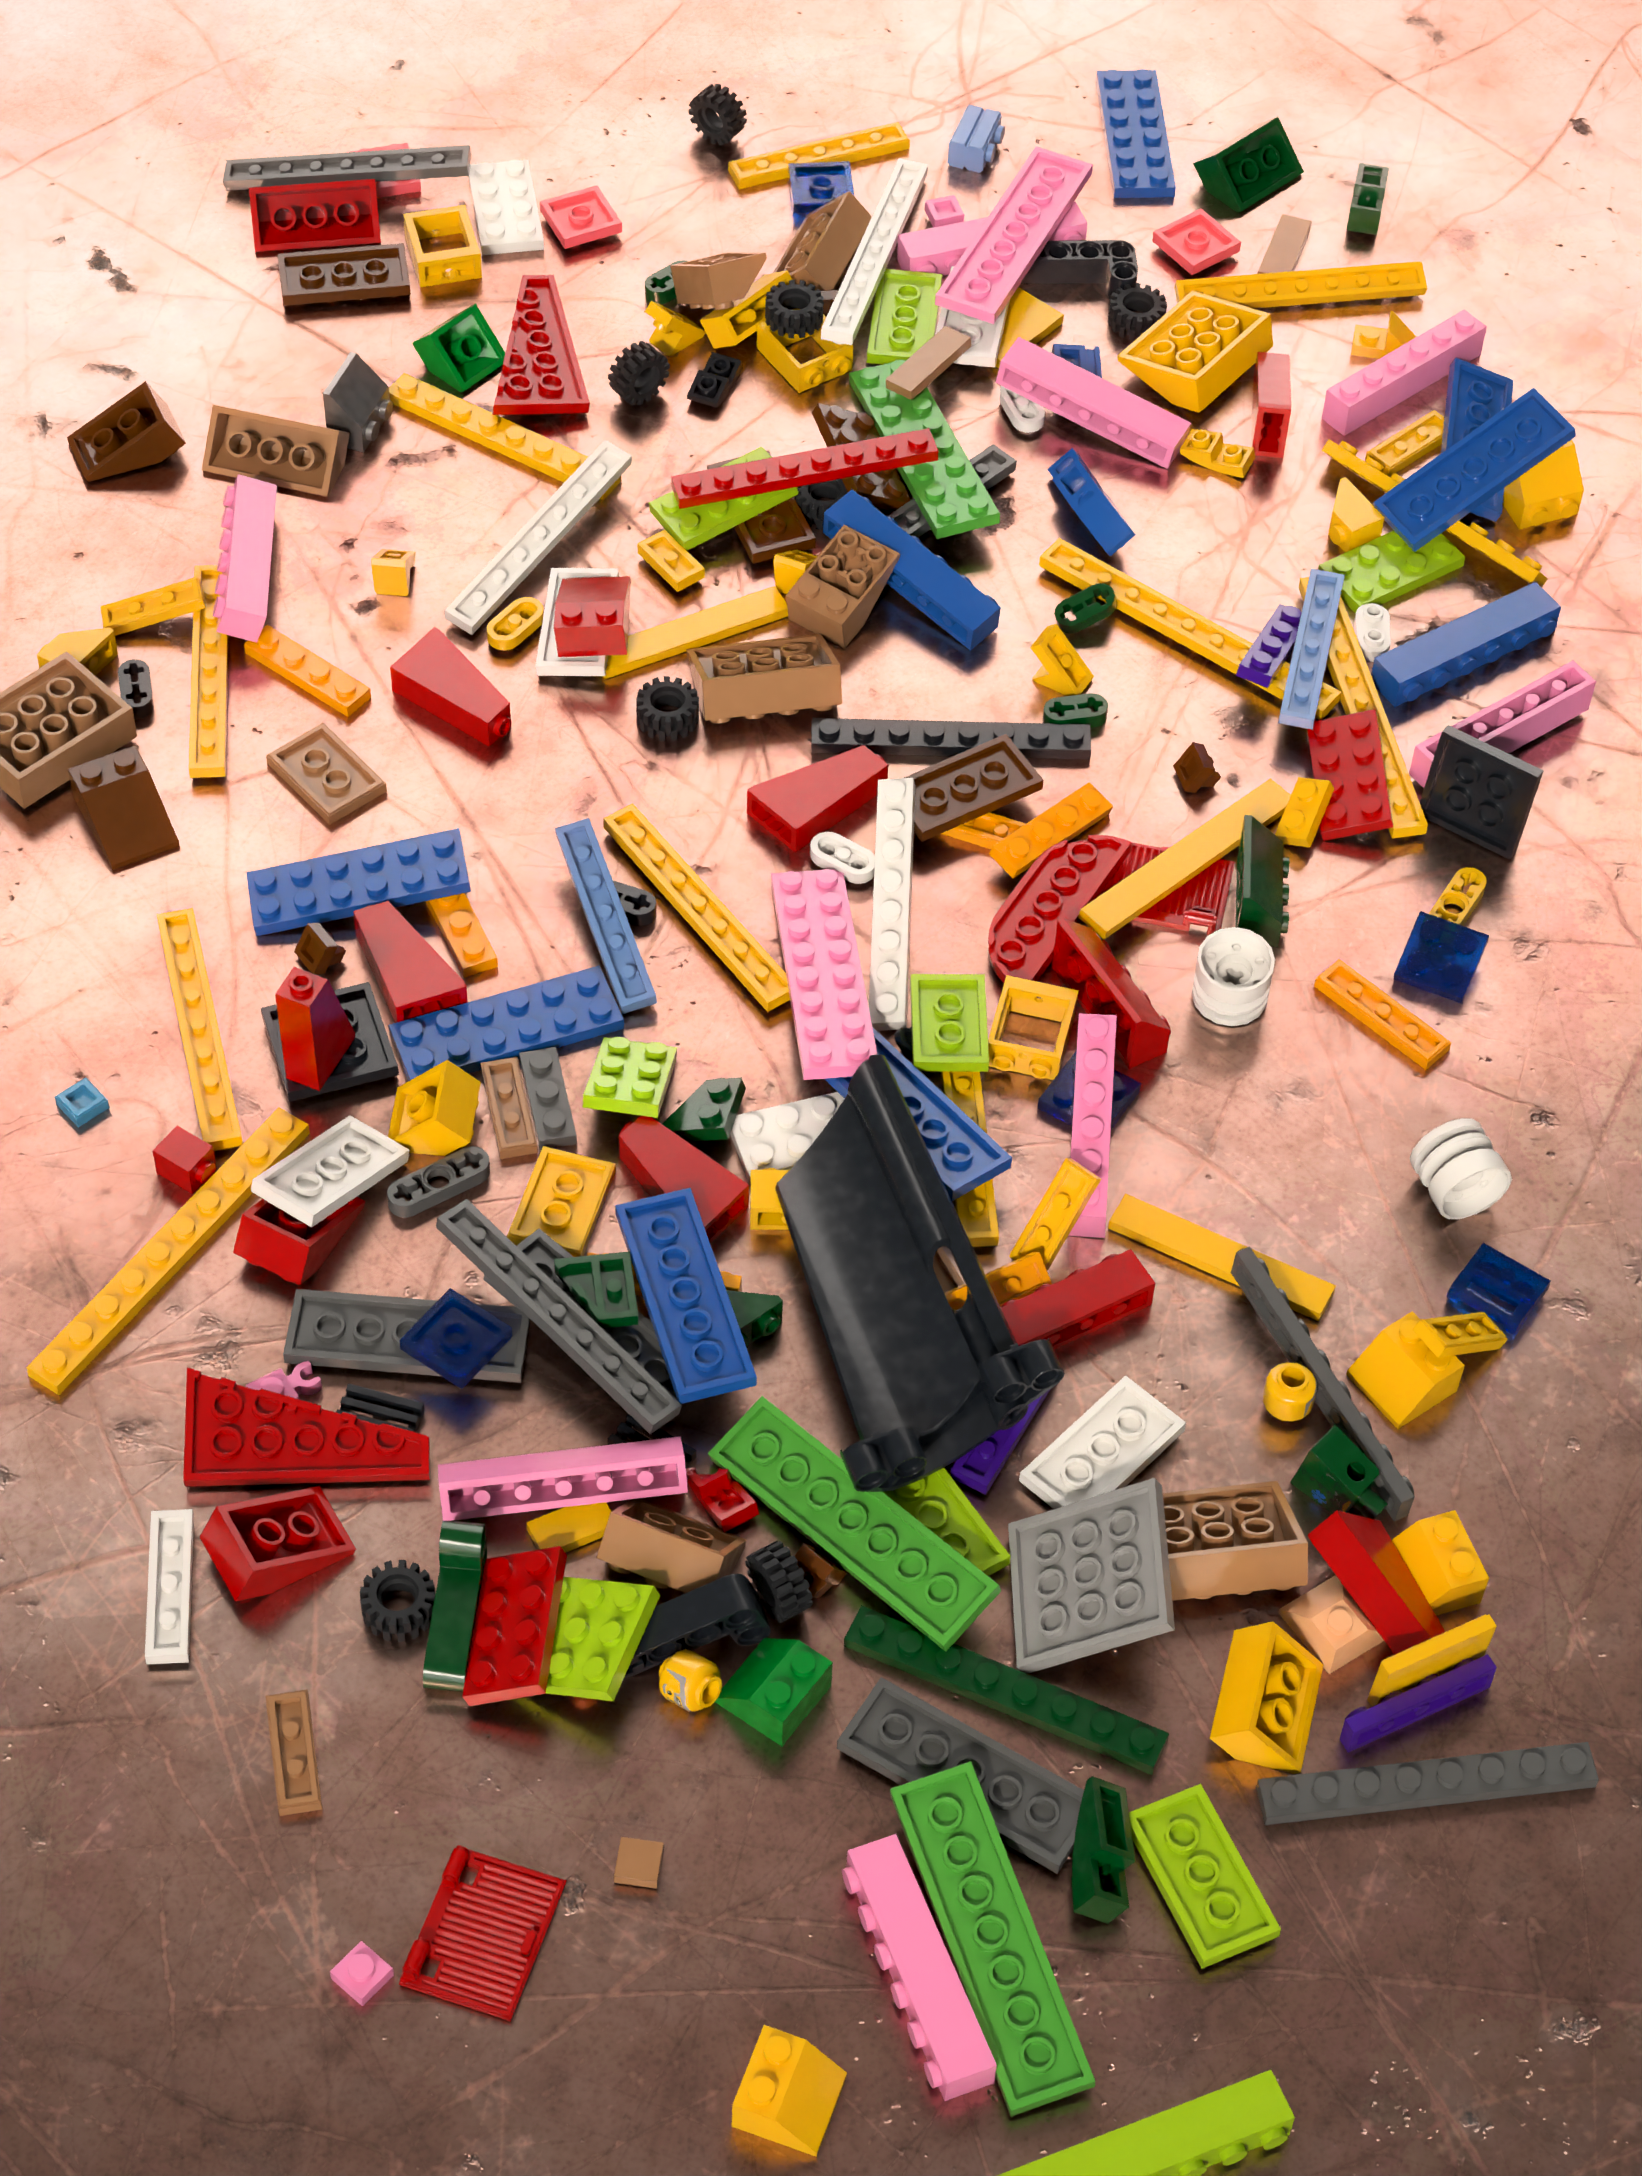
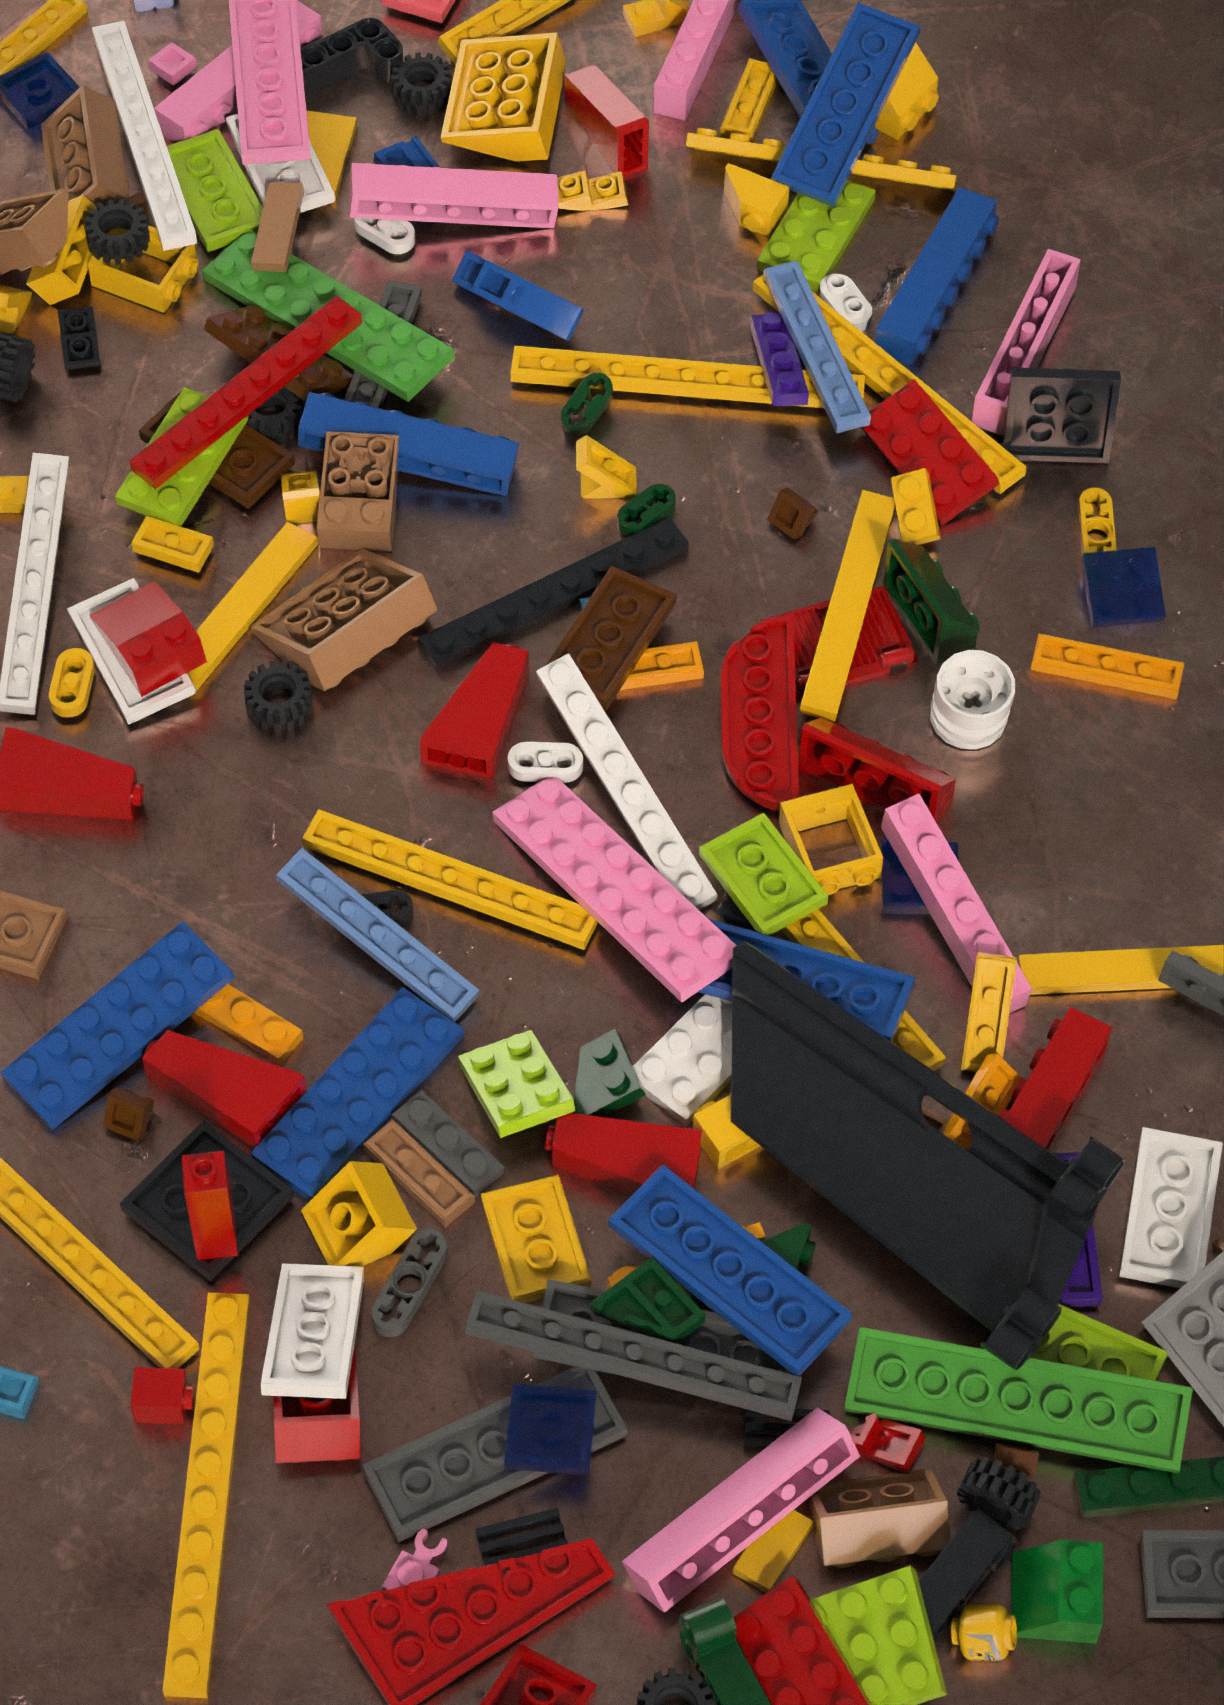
camera: 30 degrees left, 5 degrees up
(1054, 825) = (710, 639): light orange plate -> none

